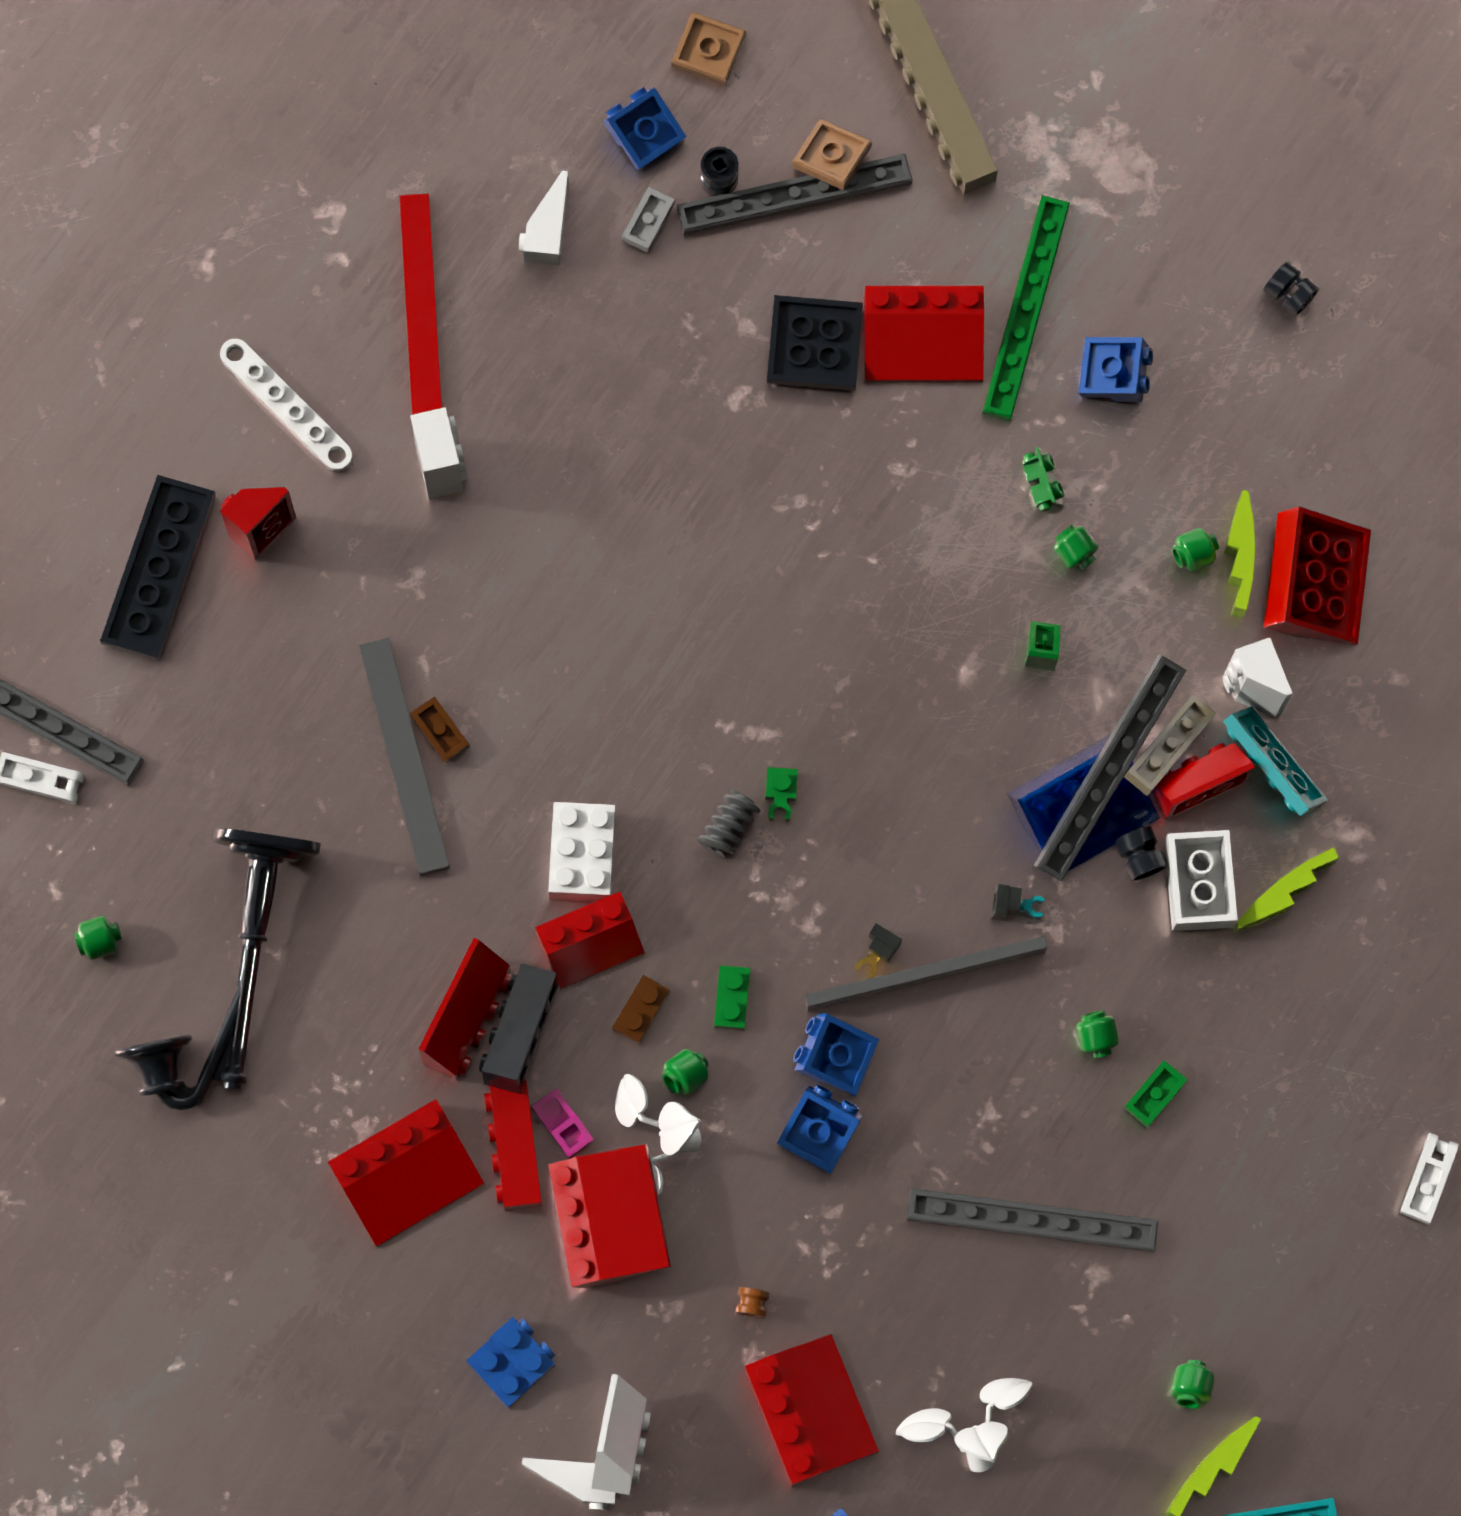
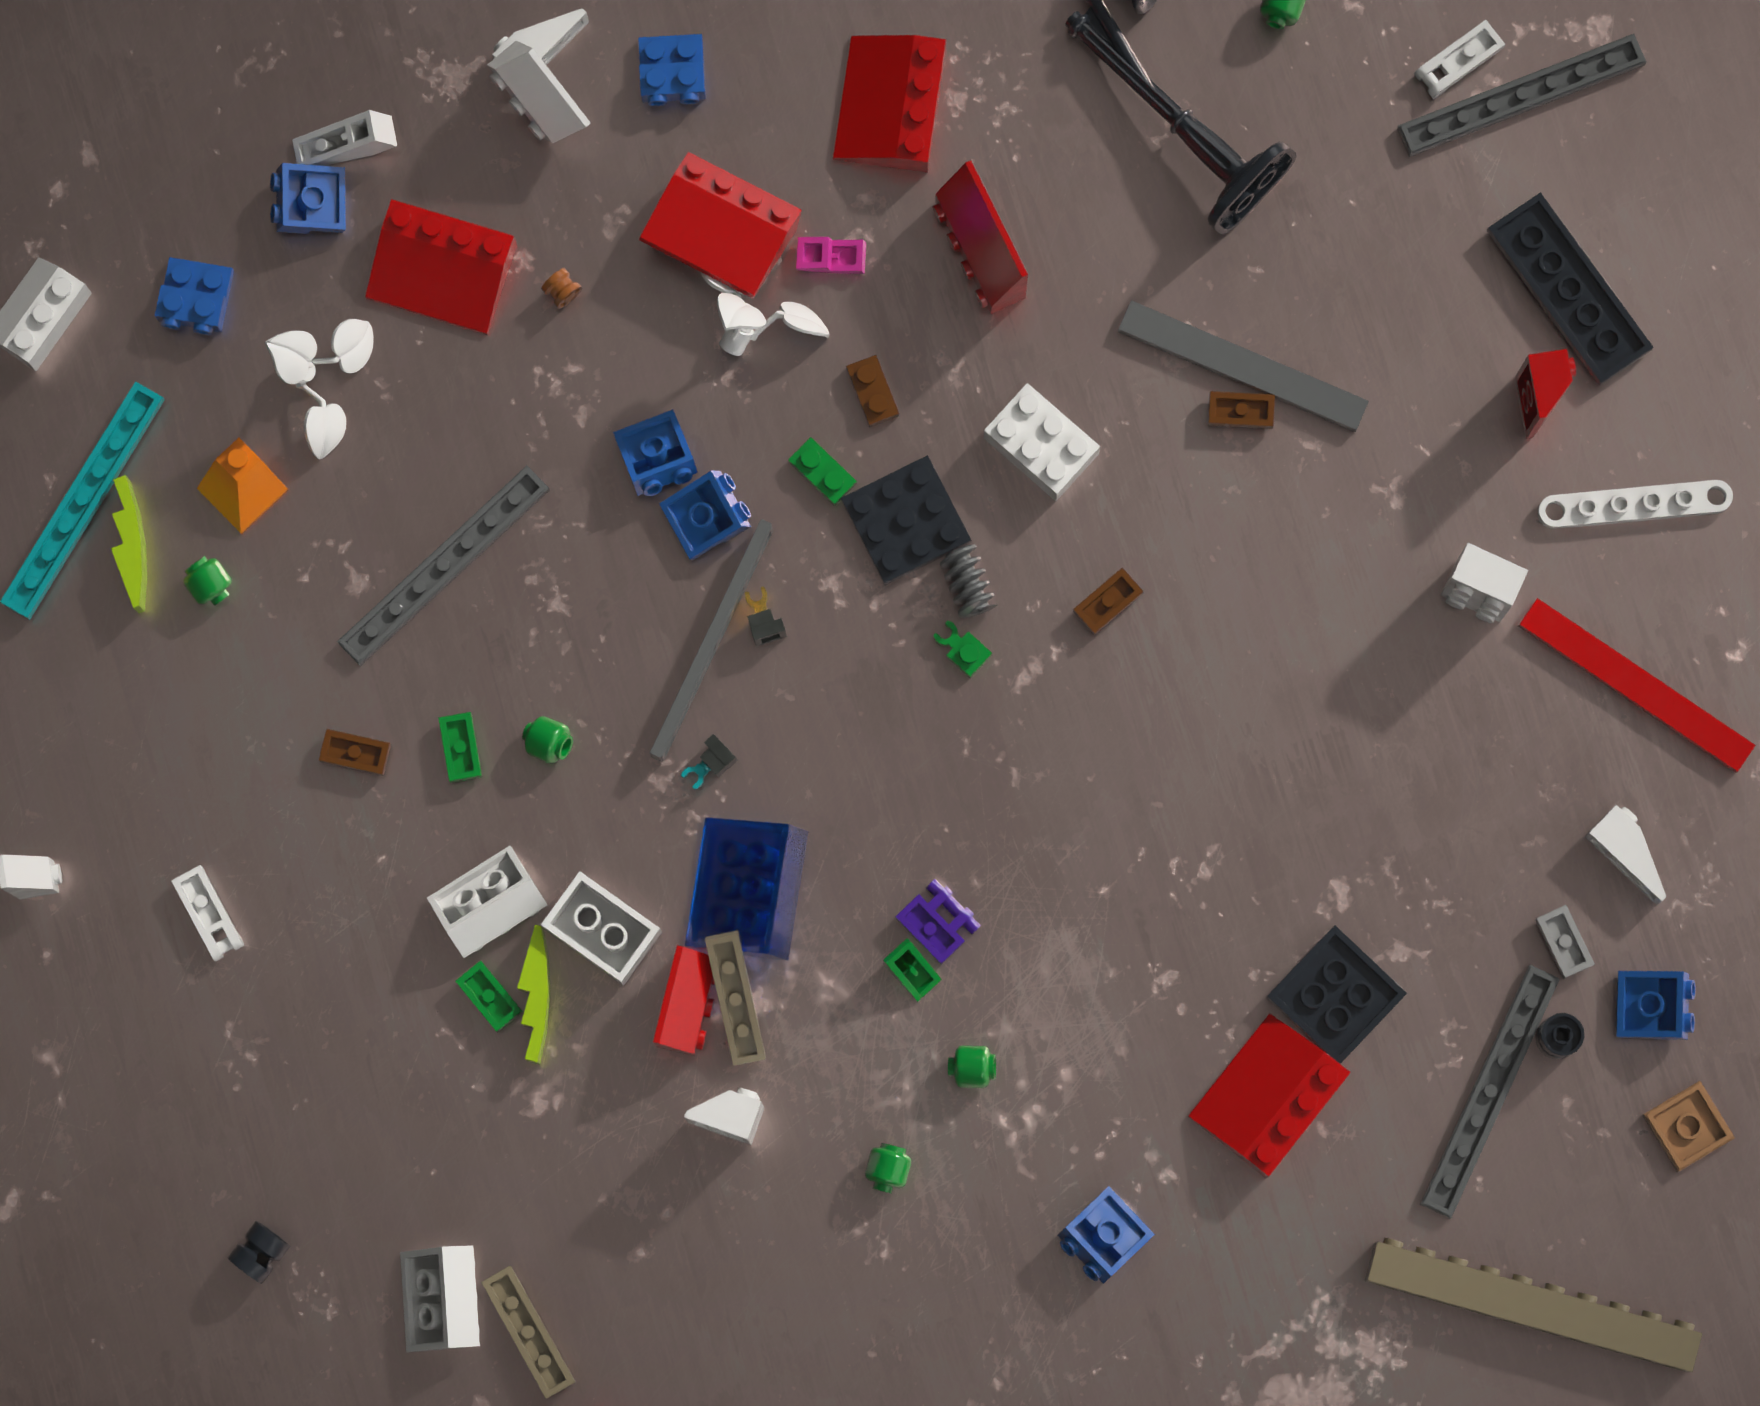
camera: 135 degrees right, 5 degrees up
(515, 1148) = (841, 201): red brick -> none
(519, 1028) = (932, 273): black brick -> none
(590, 940) = (962, 392): red slope -> none
(661, 714) = (1108, 601): none -> reddish brown plate
(685, 1072) = (790, 382): green head -> none
(718, 908) = (906, 520): none -> black plate
(832, 154) = (1500, 1151): medium nougat tile -> none
(1002, 655) = (930, 928): none -> dark purple plate
(1026, 308) = (1225, 1209): green tile -> none
(1049, 489) = (1041, 1088): green hinge -> none
(1100, 1421) = (241, 486): none -> orange slope
(1110, 767) = (755, 926): dark grey tile -> none
(1141, 854) = (665, 899): black wheel -> none
(1224, 1168) = (354, 752): none -> reddish brown plate
(1242, 546) = (862, 1214): lime slope -> none
(1249, 982) = (487, 901): none -> white slope
(1275, 760) = (648, 1076): teal plate -> none
(1314, 925) = (489, 996): none -> green plate
(1317, 576) = (779, 1254): red slope -> none

